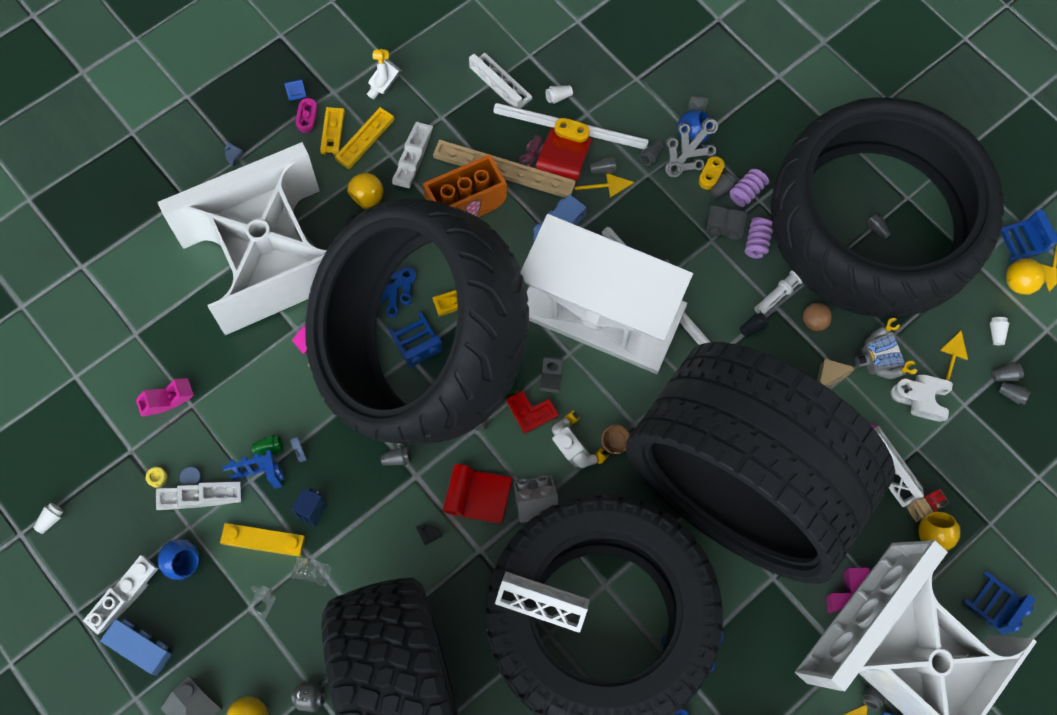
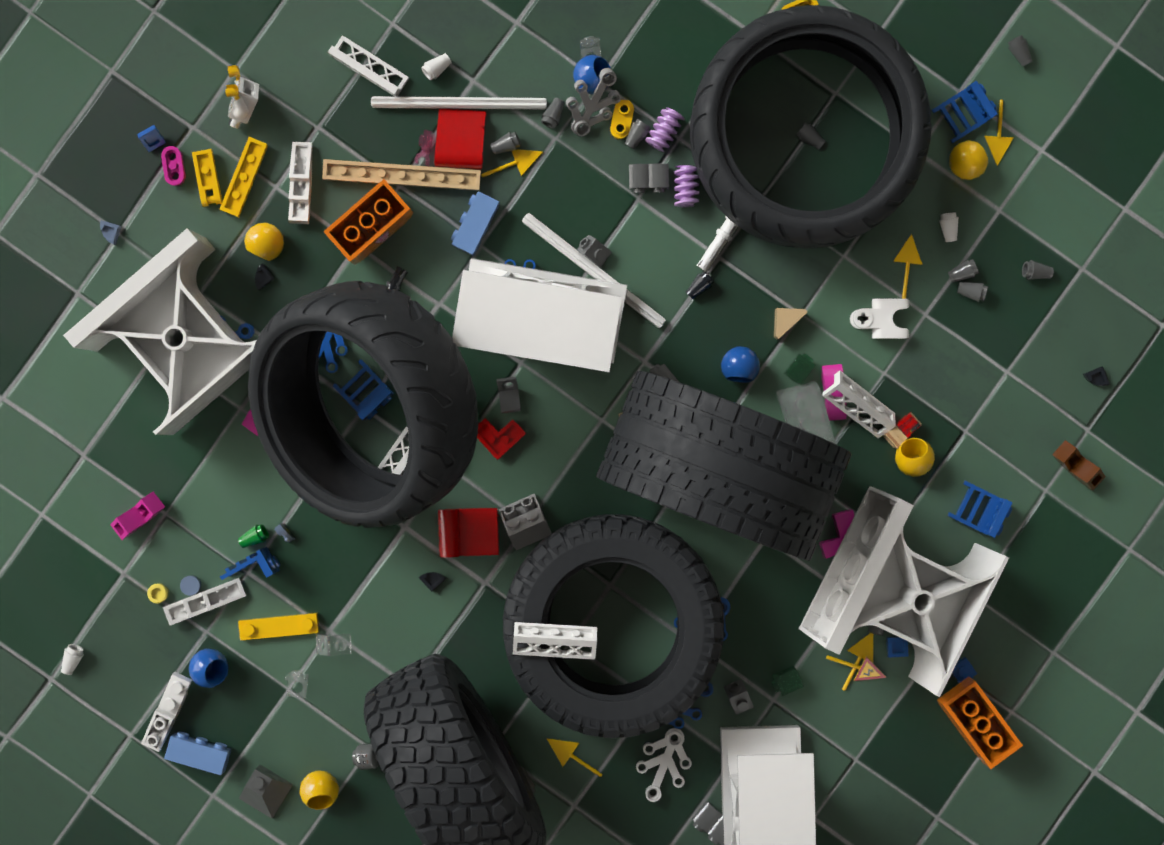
camera: 10 degrees left, 20 degrees up
(309, 506) = (313, 588): dark blue brick -> none
(571, 131) = (461, 111): yellow plate -> none
(572, 446) = (545, 461): white torso -> none
(615, 439) = (587, 444): medium nougat hair -> none
(817, 316) = (762, 258): medium nougat hair -> none
(883, 354) = (835, 285): torso -> none

